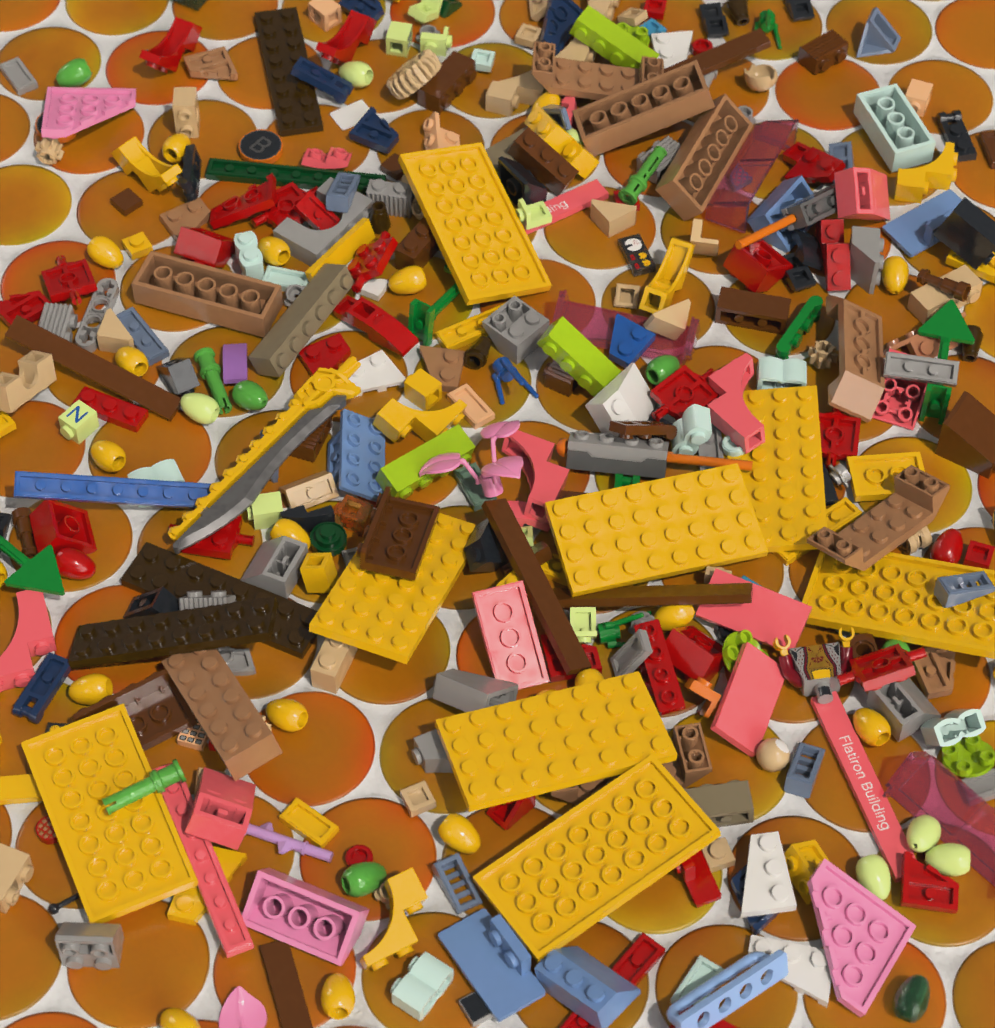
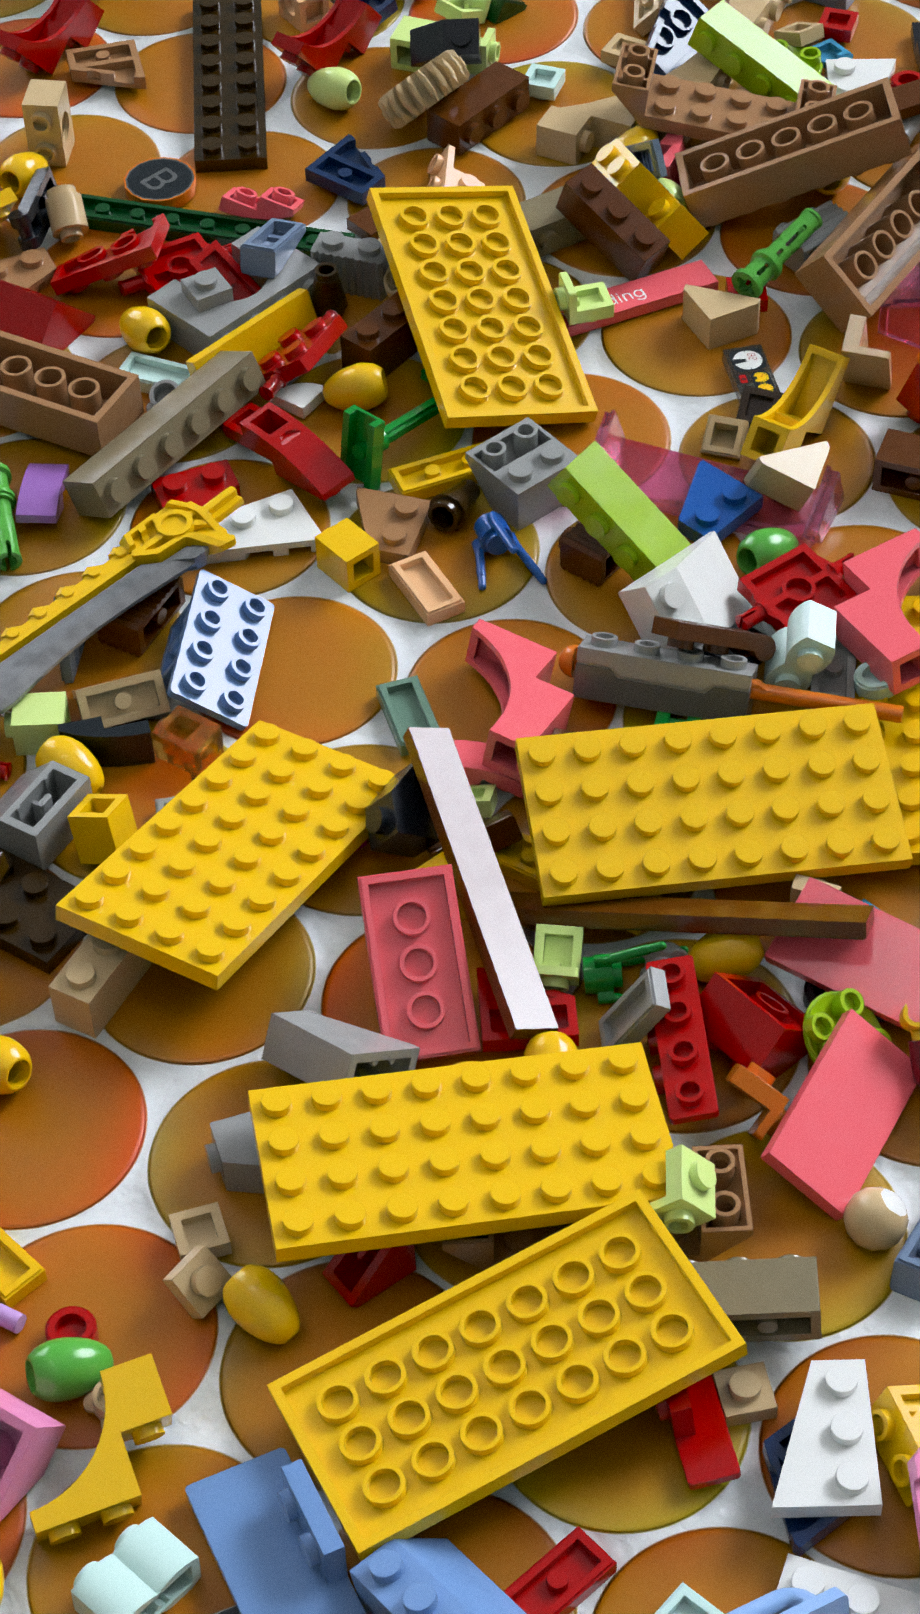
camera: 10 degrees right, 5 degrees down
(210, 175) = (66, 213): none -> tan brick
(248, 255) = (101, 329): light aqua brick -> none
(249, 395) = (52, 541): bright green animal -> none
(309, 224) = (207, 289): none -> light grey plate
(322, 79) = (277, 91): dark blue plate -> none
(328, 538) = (138, 774): dark green plate -> none
(349, 115) = (308, 149): white sticker -> none
(397, 536) = (245, 775): reddish brown bracket -> none
(399, 420) = (351, 611): yellow arch -> none
(404, 472) = (326, 668): lime brick -> none
(420, 40) = (443, 35): none -> black slope
(423, 824) = (198, 1281): none -> tan plate
(455, 861) = (230, 1358): sand blue slope -> none
(490, 473) = (432, 694): bright pink plant -> none
(520, 182) = (567, 249): black slope -> none
(643, 275) = (756, 402): none -> dark brown tile
(677, 750) = (688, 1191): none -> yellowish green bracket

